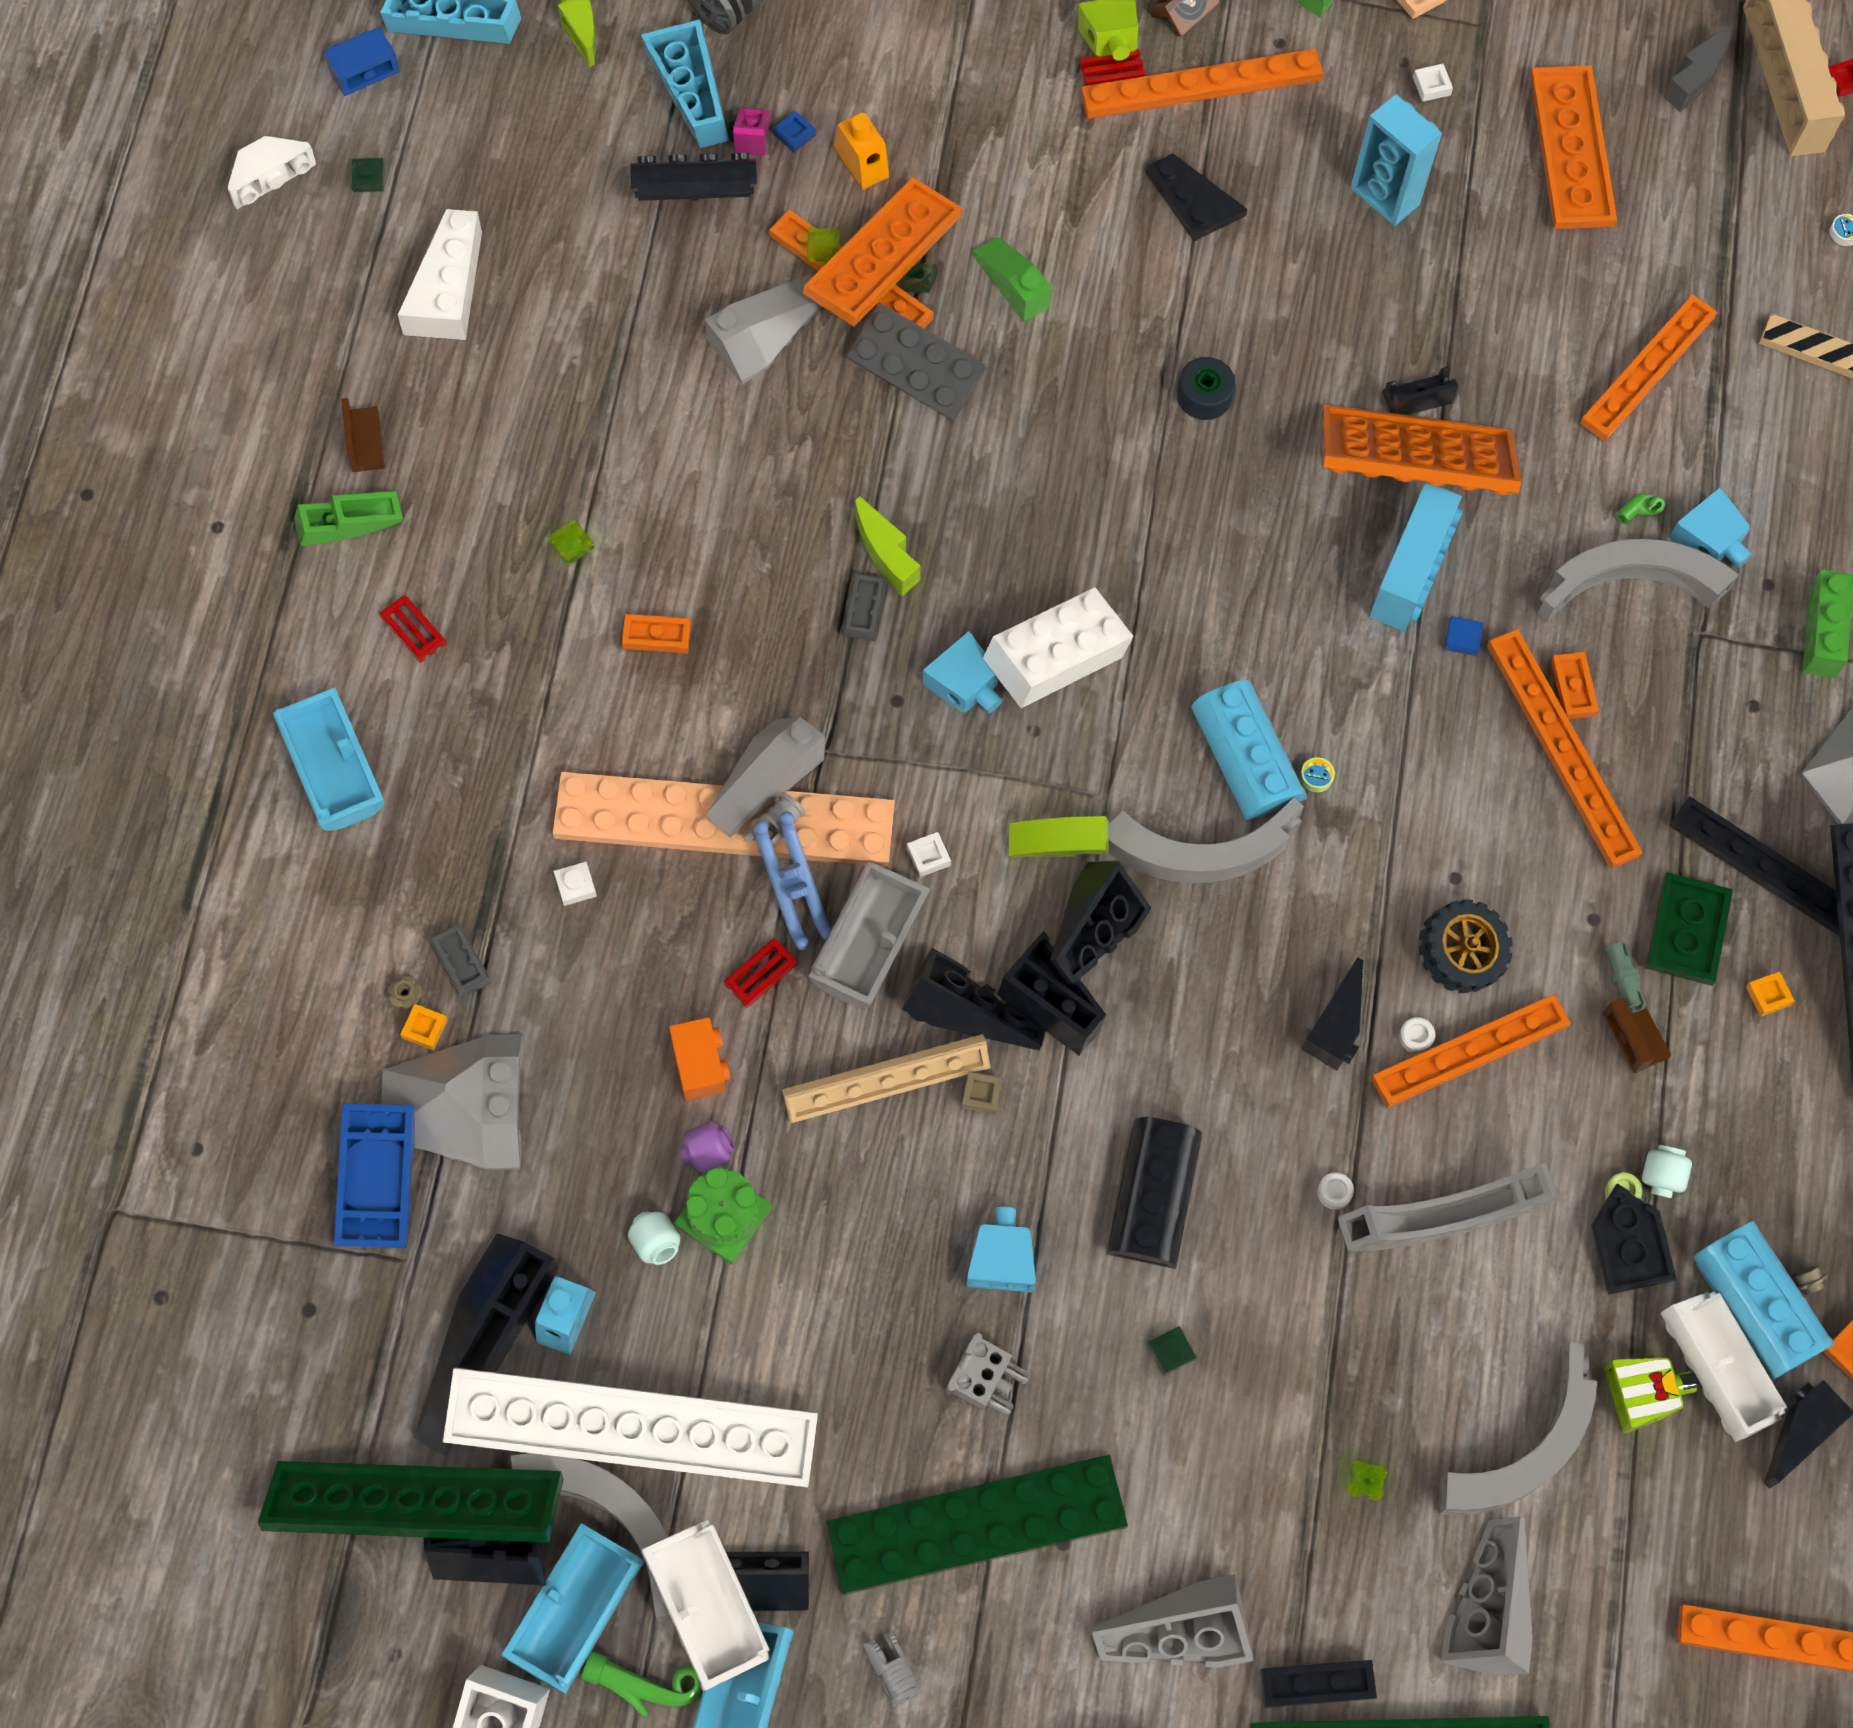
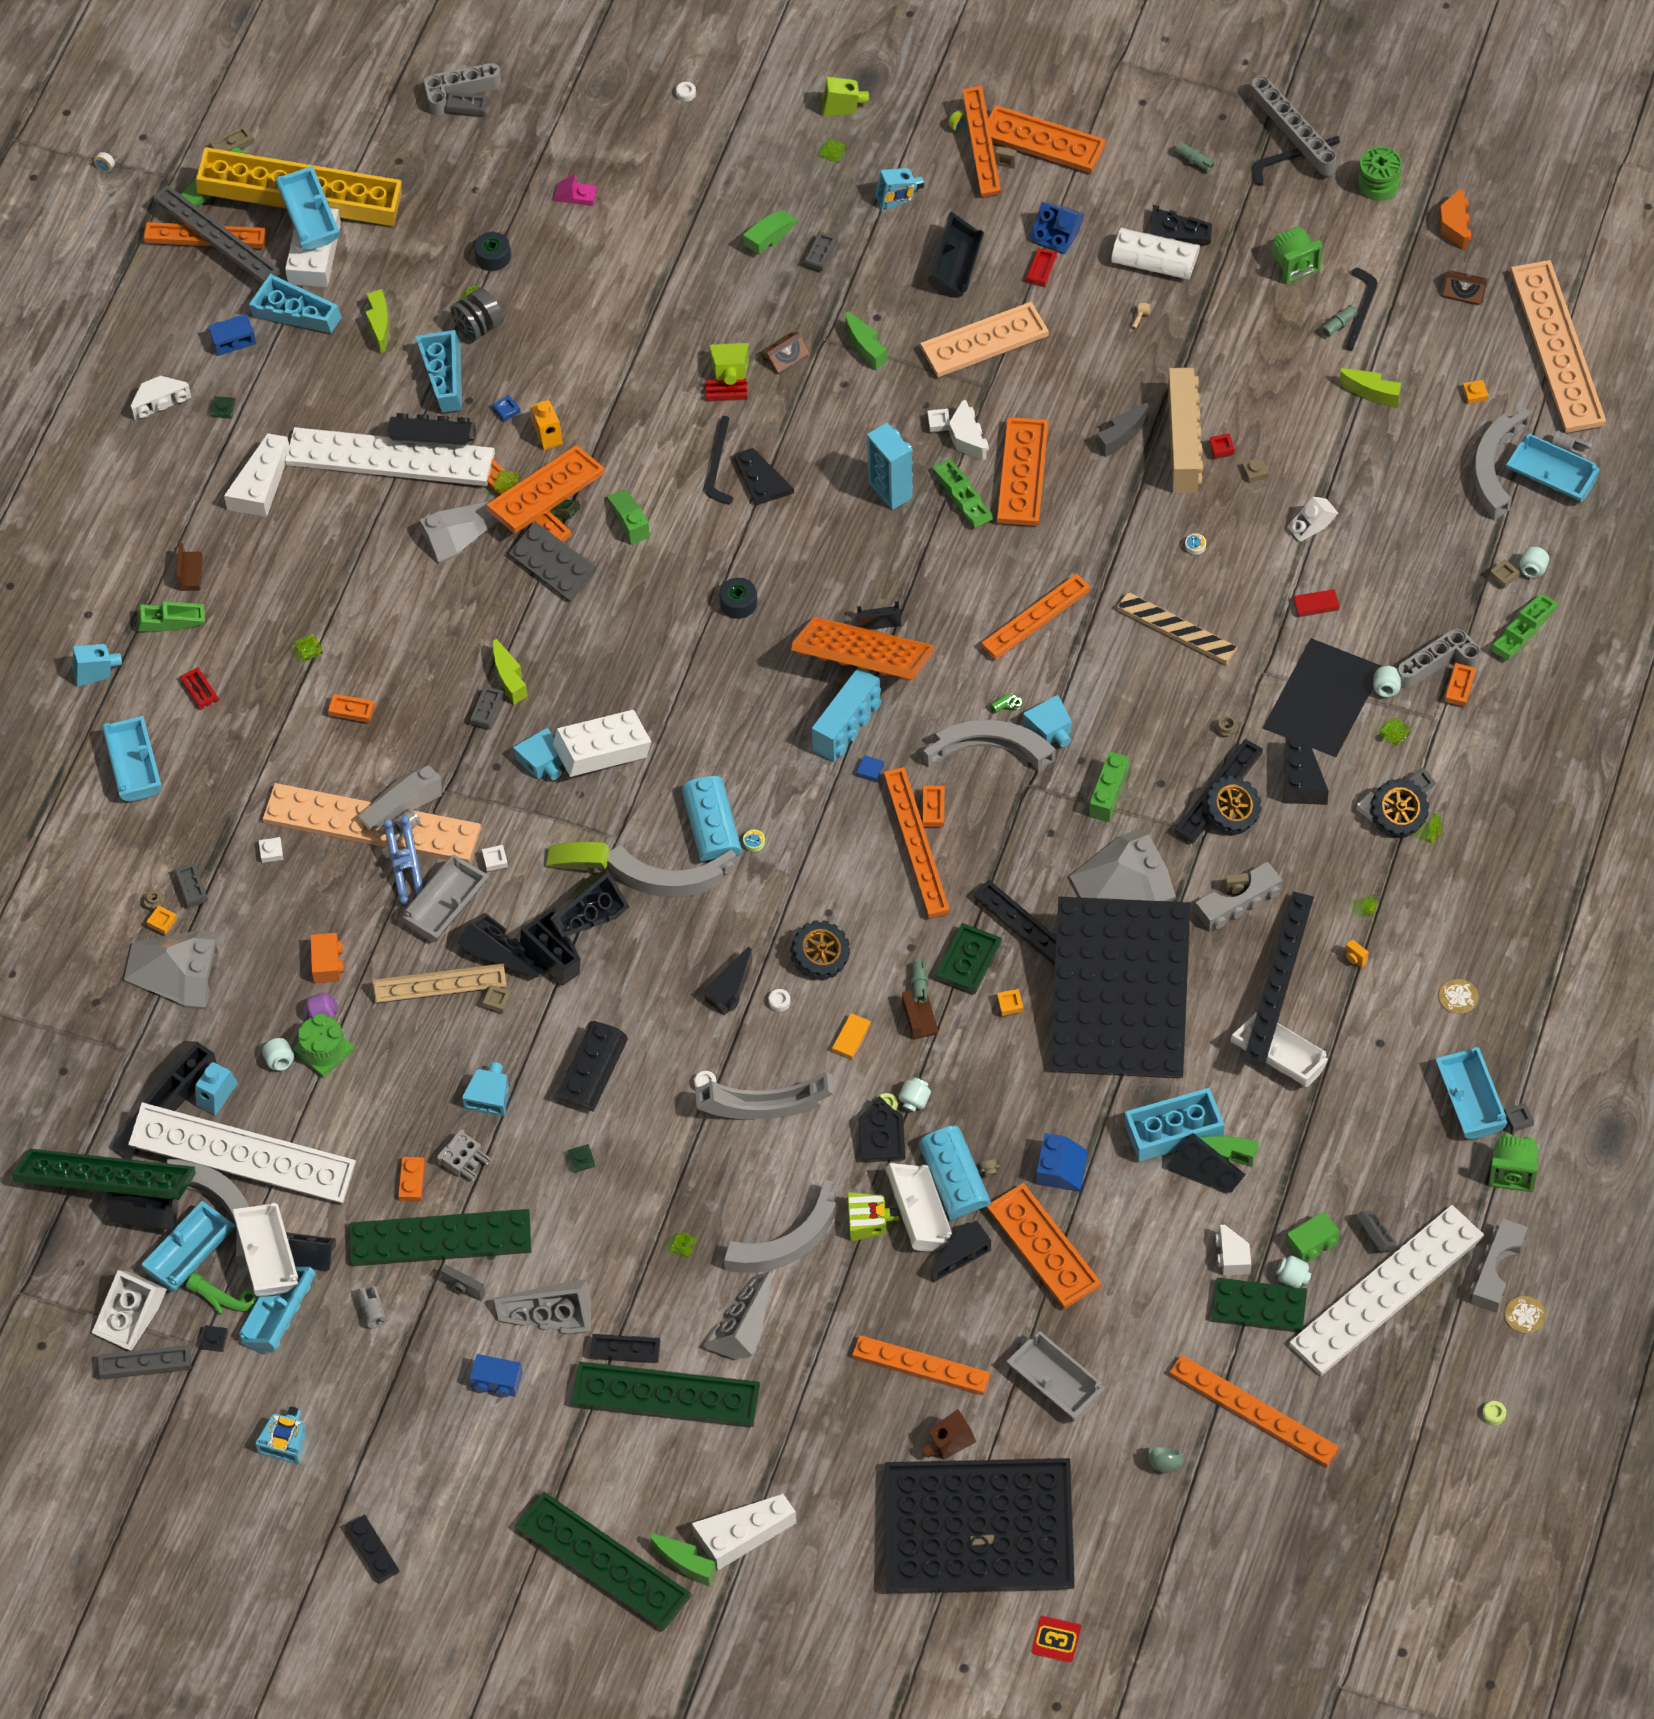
camera: 15 degrees right, 10 degrees down
(240, 609) = (93, 663): none -> medium azure torso
(375, 1175) = (116, 998): blue slope -> none
(634, 227) = (389, 458): none -> white plate
(751, 131) = (475, 404): dark pink slope -> none
(770, 981) = (378, 917): red tile -> none
(909, 1426) = (411, 1179): none -> orange plate
(1032, 1606) = (463, 1283): none -> dark grey plate
(1122, 222) = (710, 484): none -> black piece
(1201, 83) = (784, 405): orange plate -> none
(1470, 1051) = (809, 1012): orange plate -> none
(1479, 98) = (967, 433): none -> white slope
(1490, 187) = (961, 492): none -> bright green slope
(1542, 1082) = (851, 1036): none -> light orange tile

